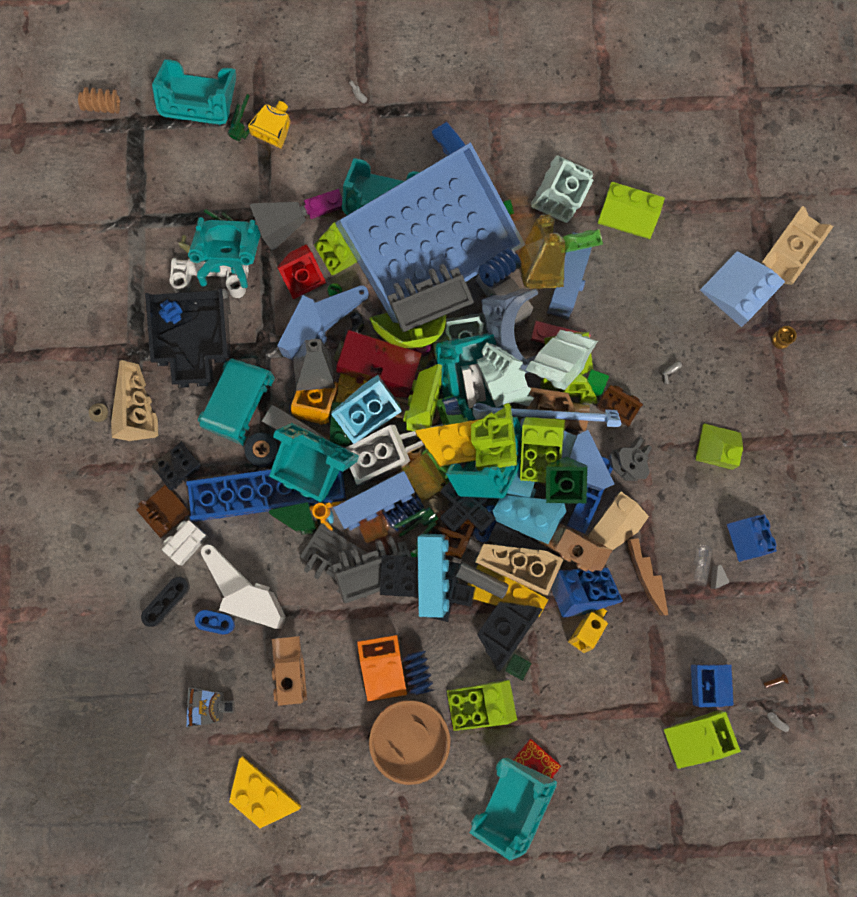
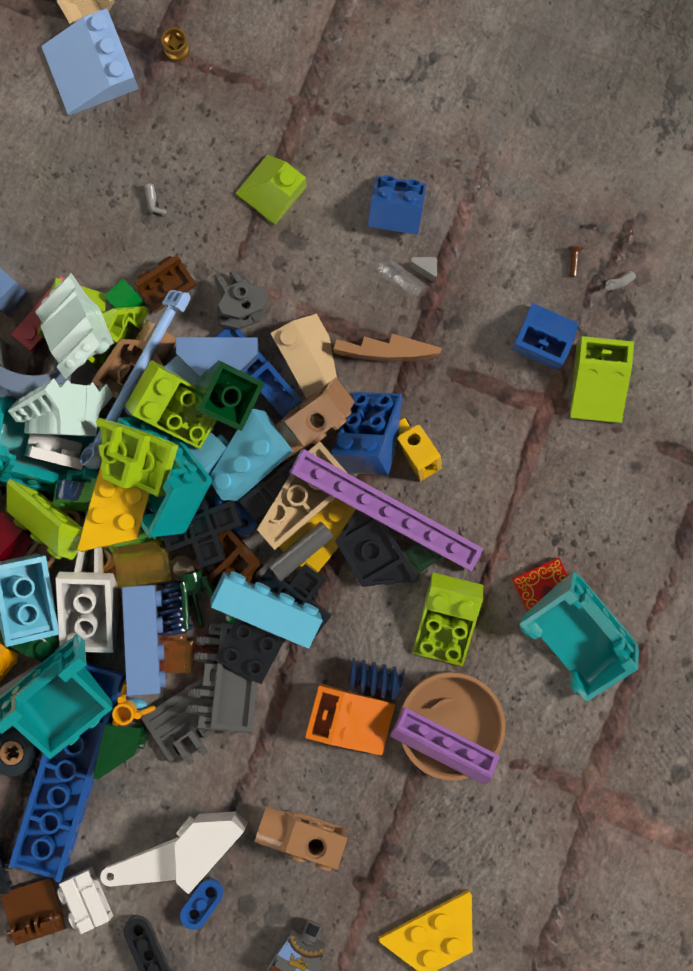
camera: 65 degrees left, 5 degrees up
(393, 744) = (445, 746): none -> medium lavender slope
(537, 628) = (386, 510): none -> medium lavender plate

